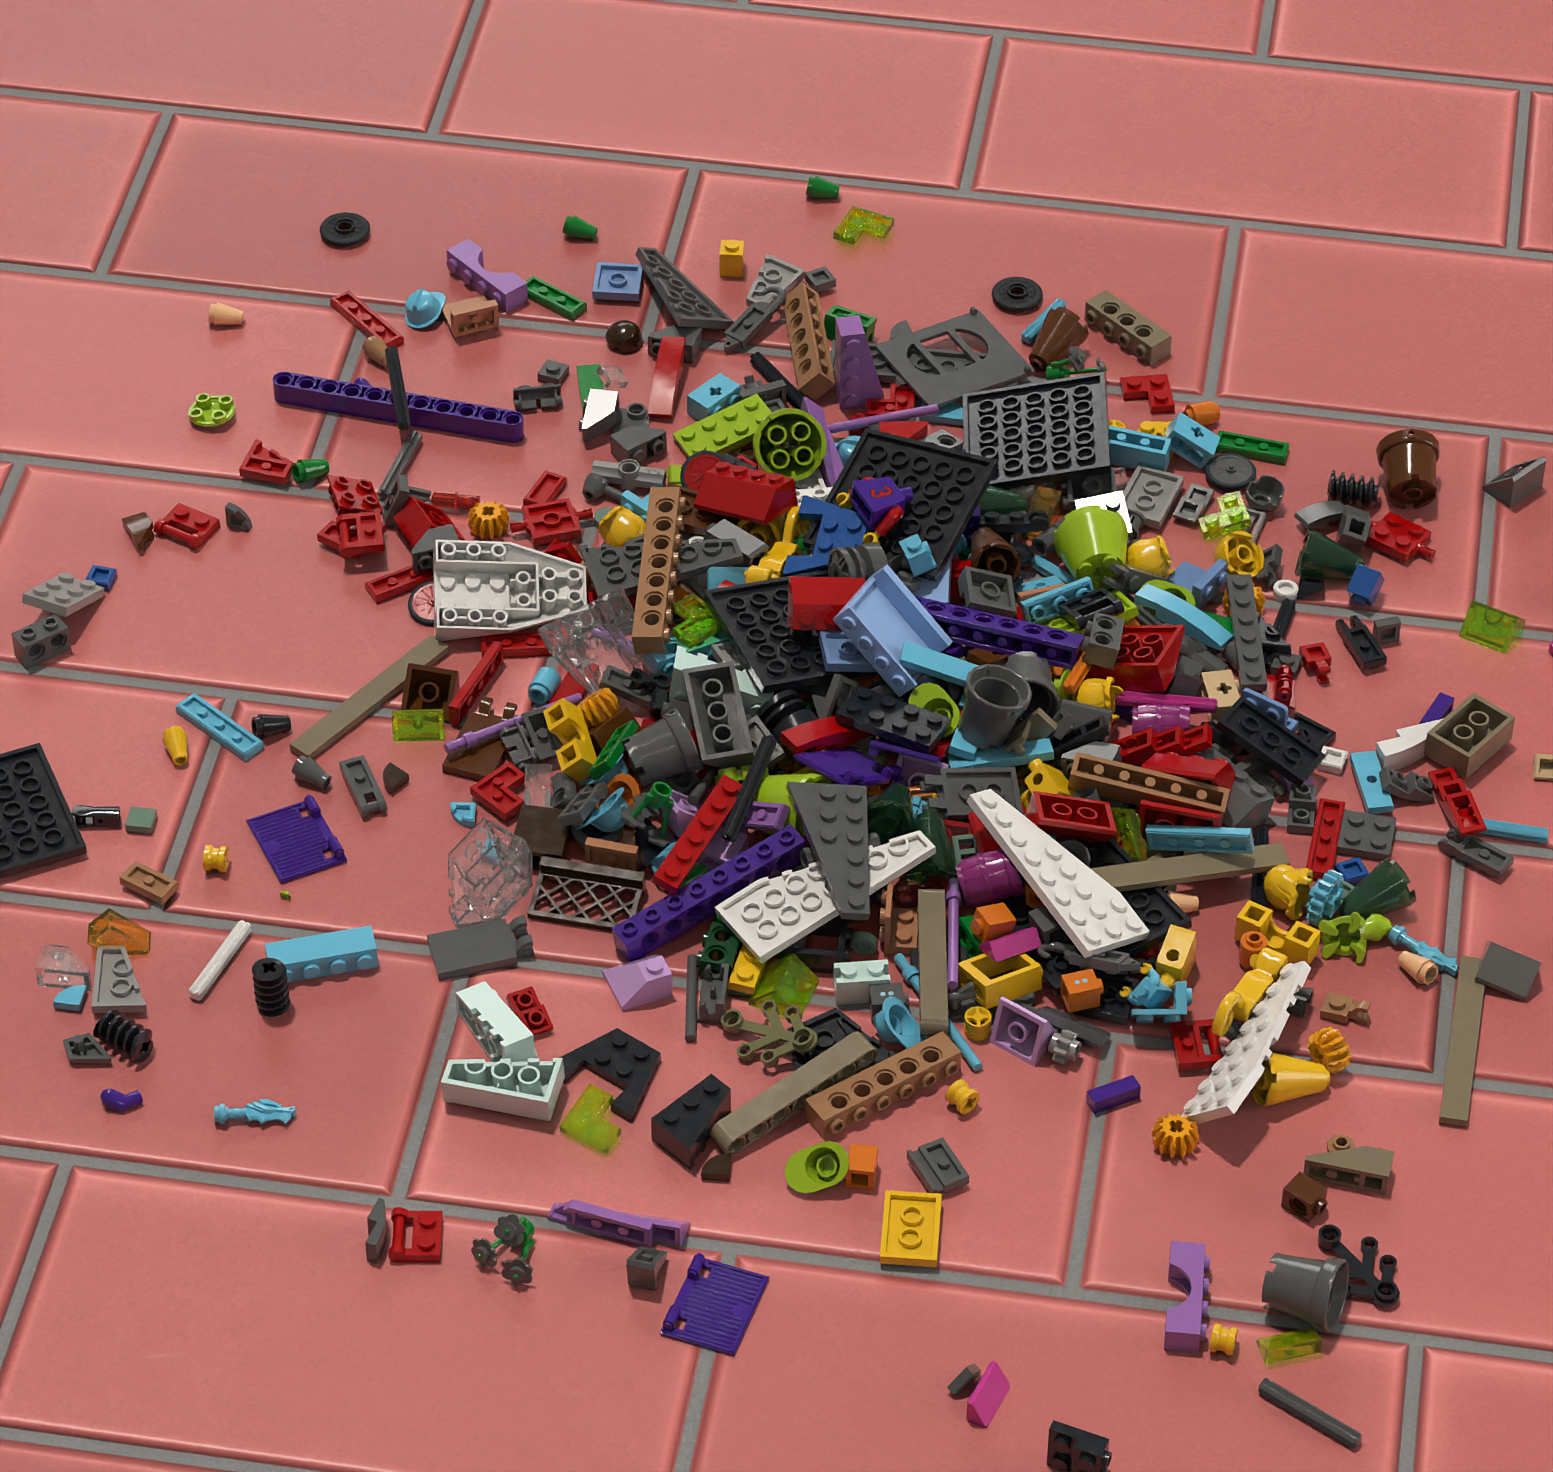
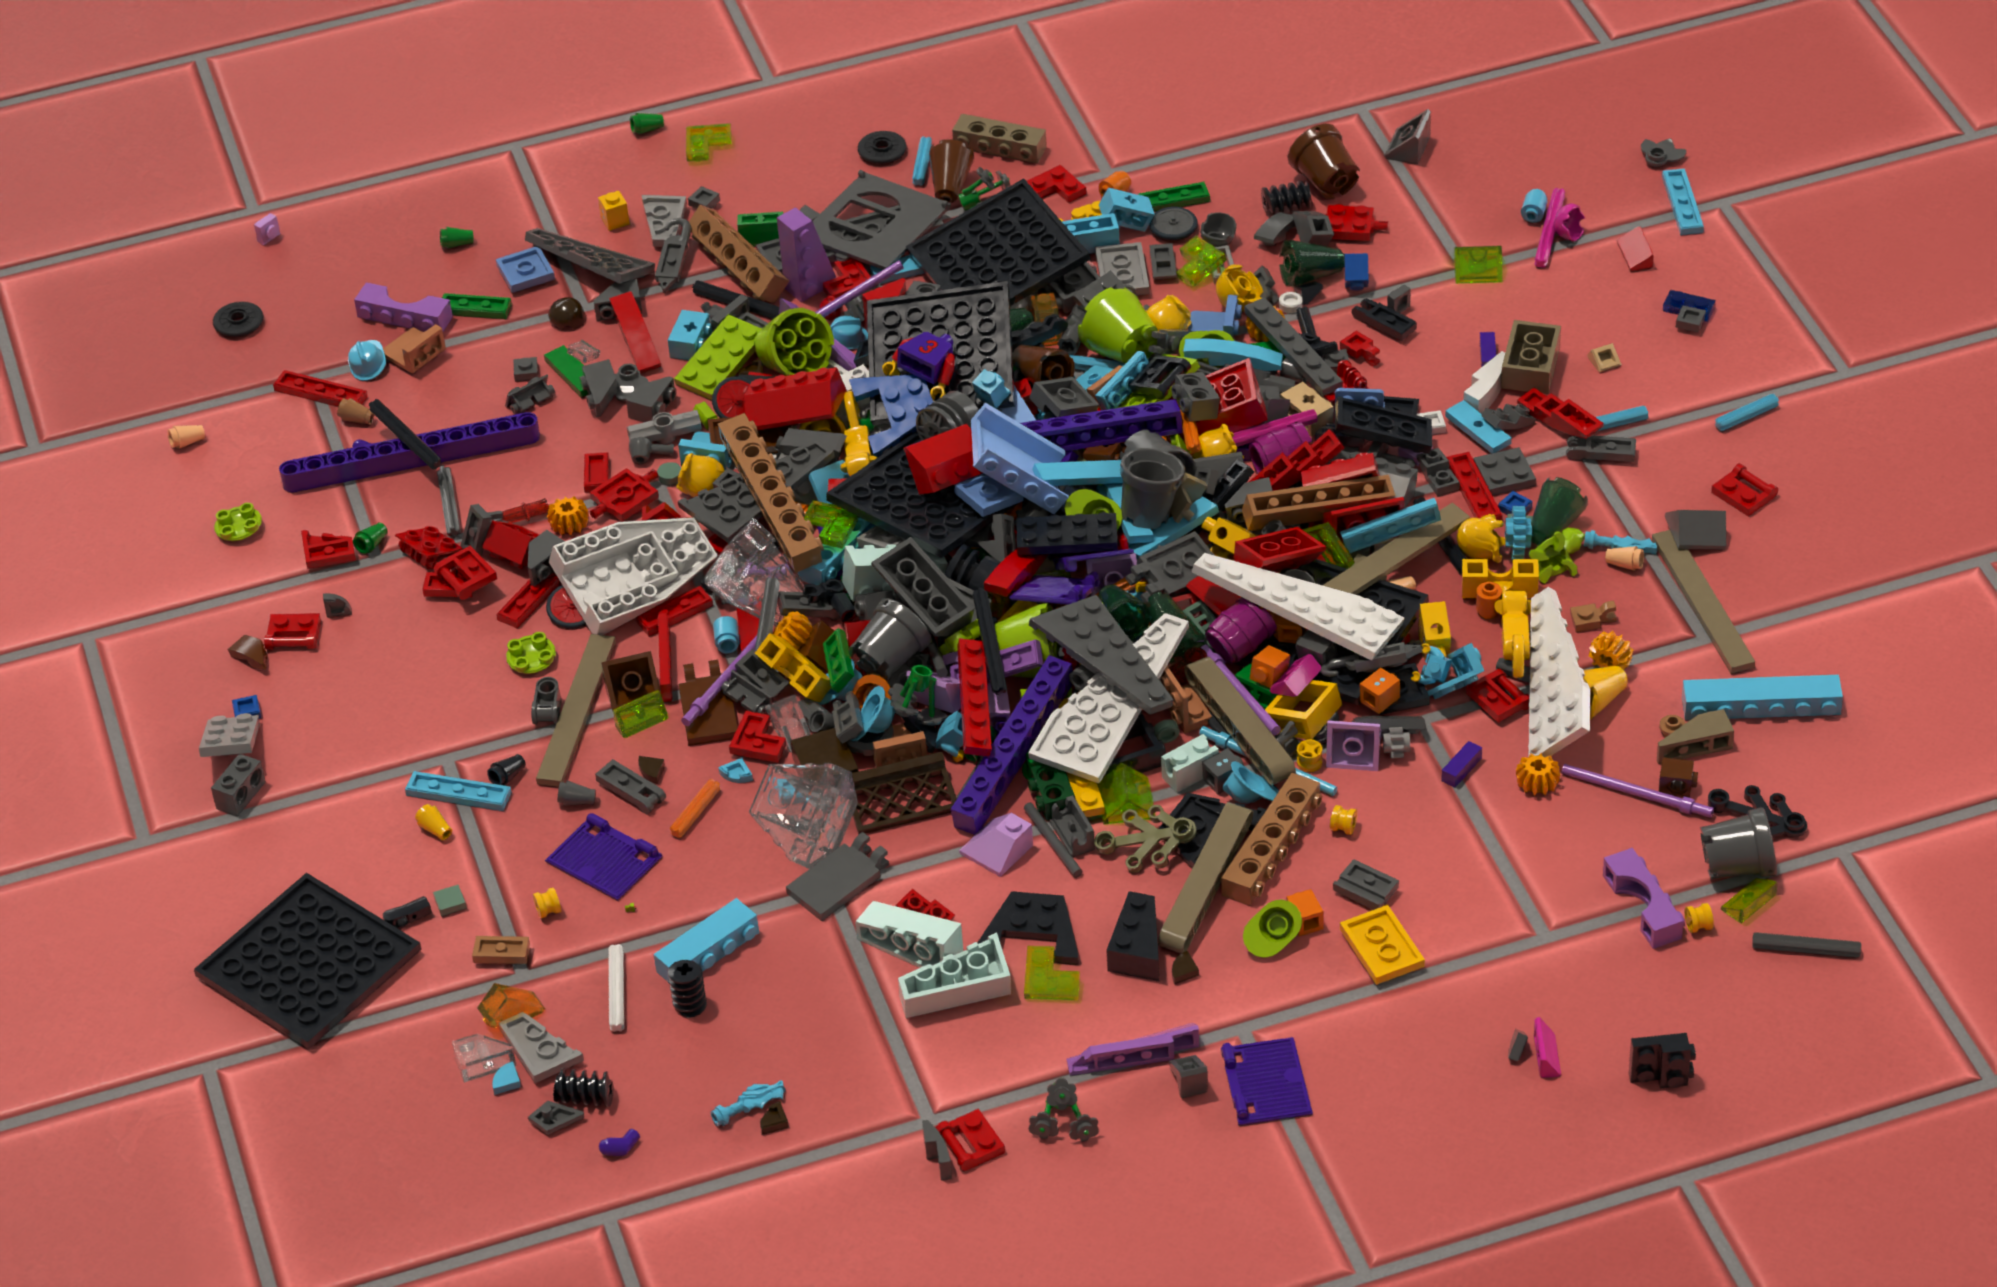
camera: 25 degrees left, 0 degrees up
(264, 1139) = (773, 1119): none -> dark brown tile
(346, 678) = (546, 701): none -> dark grey piece
(367, 630) = (530, 653): none -> lime dish
(403, 830) = (695, 808): none -> orange axle
(425, 157) = (267, 229): none -> lavender plate
(589, 676) = (768, 610): none -> dark grey axle
(1294, 1226) = (1686, 805): none -> medium lavender bar
(1448, 1158) = (1764, 696): none -> medium azure brick

